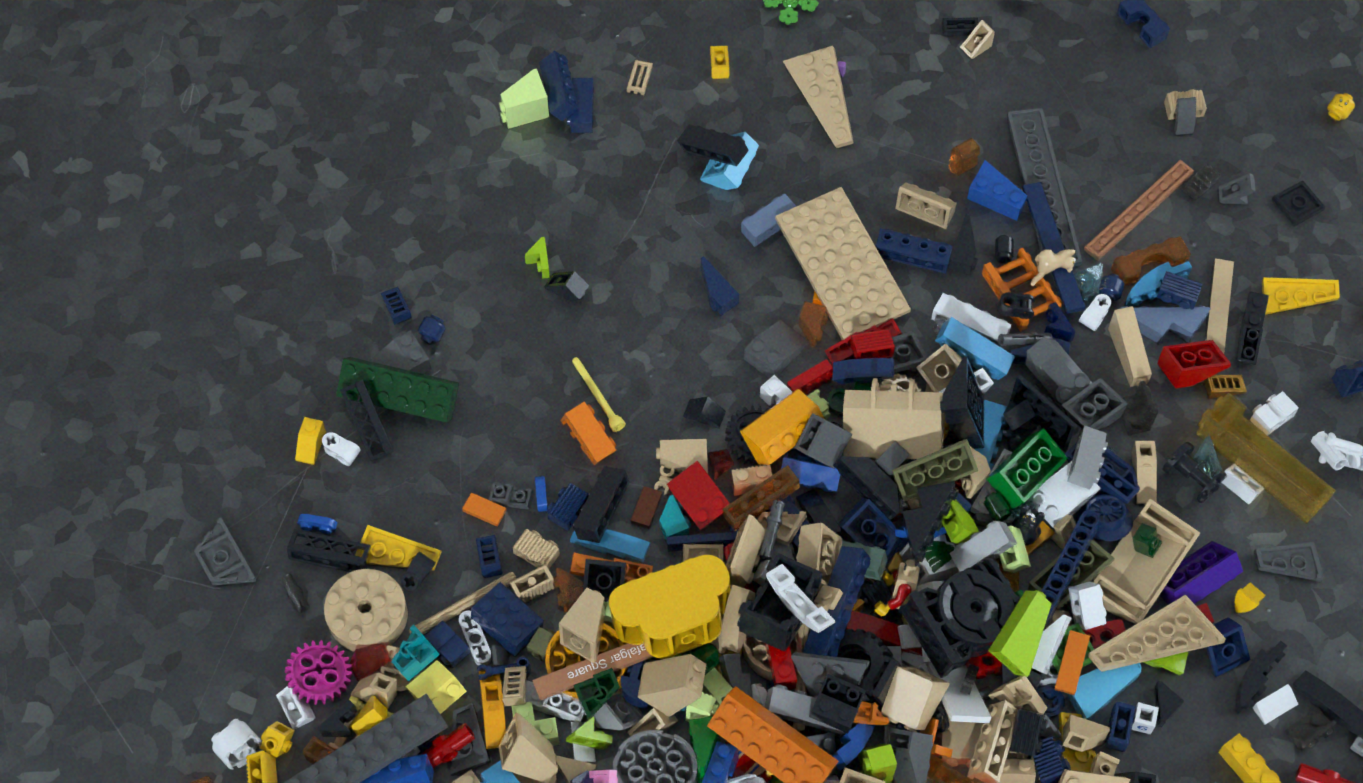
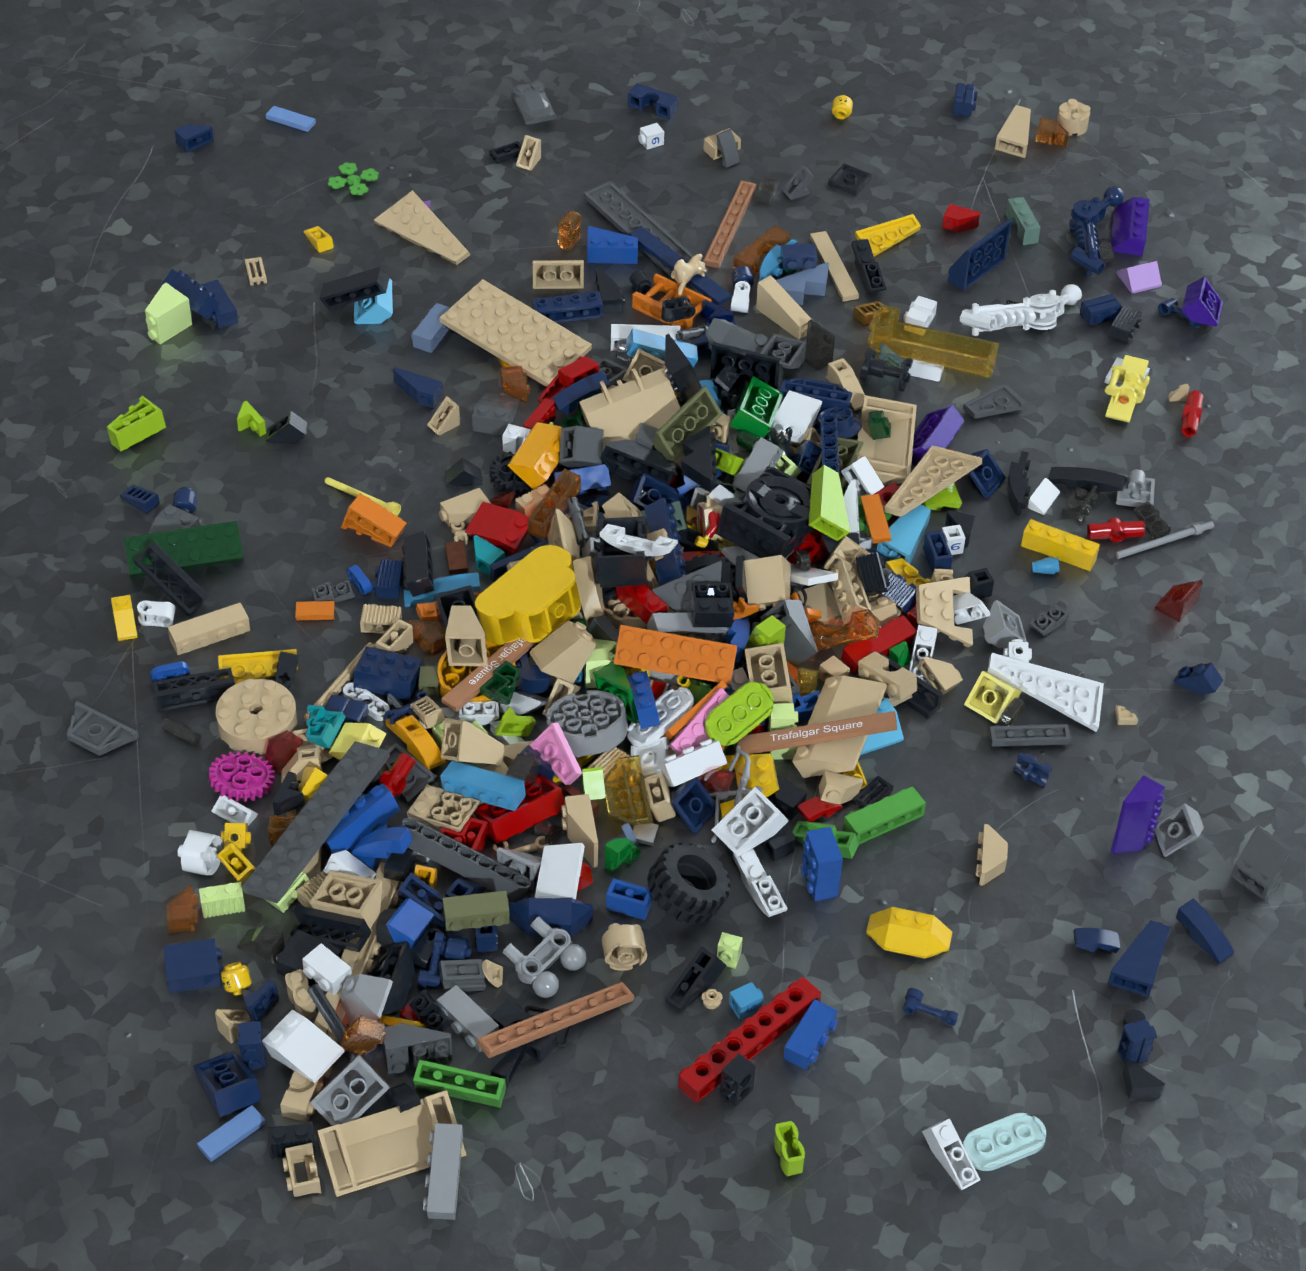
camera: 30 degrees left, 15 degrees down
(377, 488) = (209, 628): none -> tan brick
(431, 221) = (136, 425): none -> lime wedge
(492, 567) = (342, 642): dark blue slope -> none
(721, 336) = (445, 417): none -> tan slope
(927, 573) = (722, 496): none -> white sticker
(1046, 549) = (806, 457): none -> dark blue slope
(1083, 734) = (913, 564): tan slope -> none
(1088, 457) = (800, 382): light grey brick -> none
(1090, 281) = (723, 277): clear light blue slope -> none
(1116, 65) = (651, 136): none -> white brick
(1192, 362) = (836, 303): red slope -> none
(1248, 598) = (978, 438): yellow tile -> none

